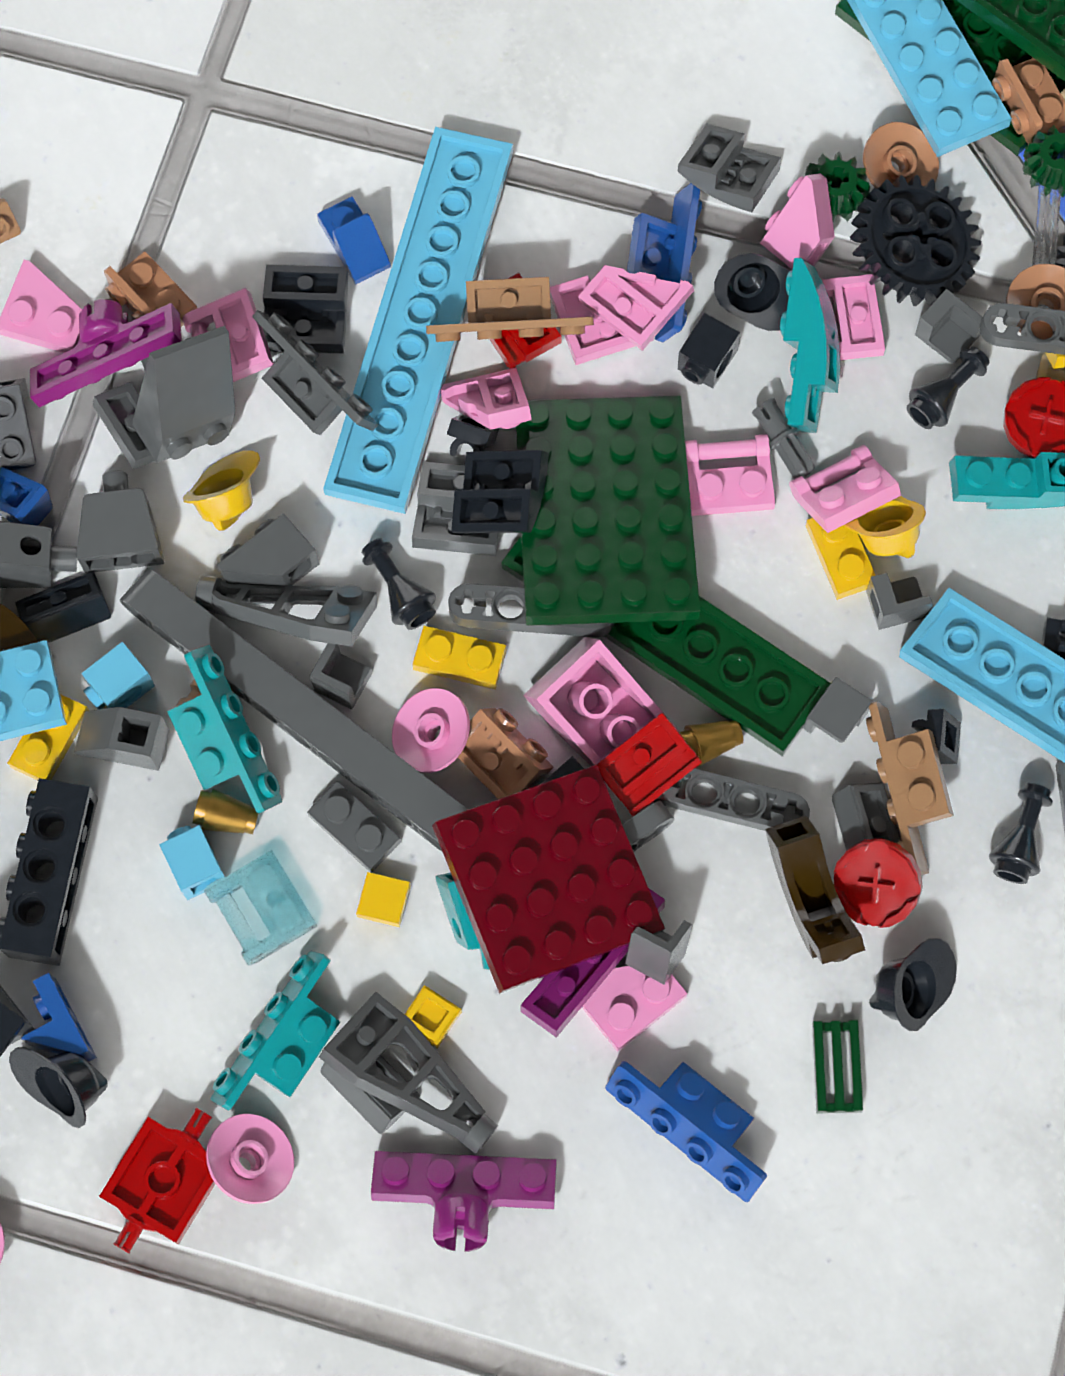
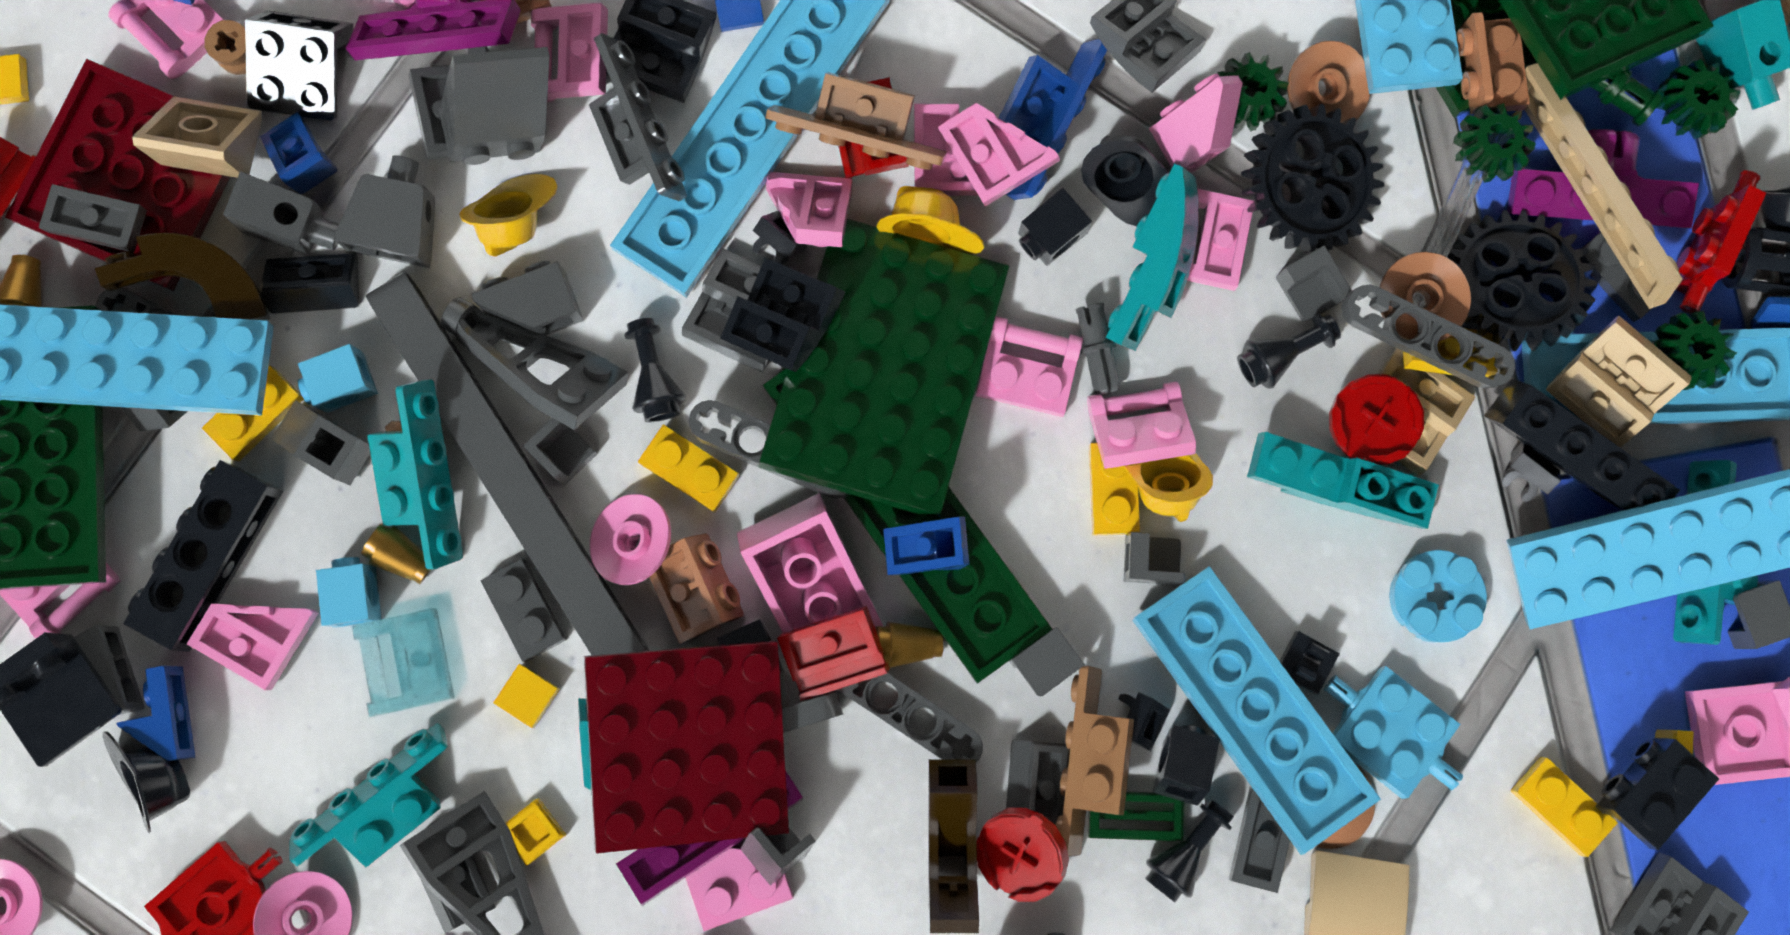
camera: 15 degrees right, 10 degrees up
(117, 931) = (252, 639): none -> bright pink wing
(600, 375) = (931, 218): none -> yellow piece
(698, 643) = (926, 546): none -> blue slope
(929, 833) = (1176, 816): none -> dark green tile
(992, 759) = (1186, 764): none -> black brick

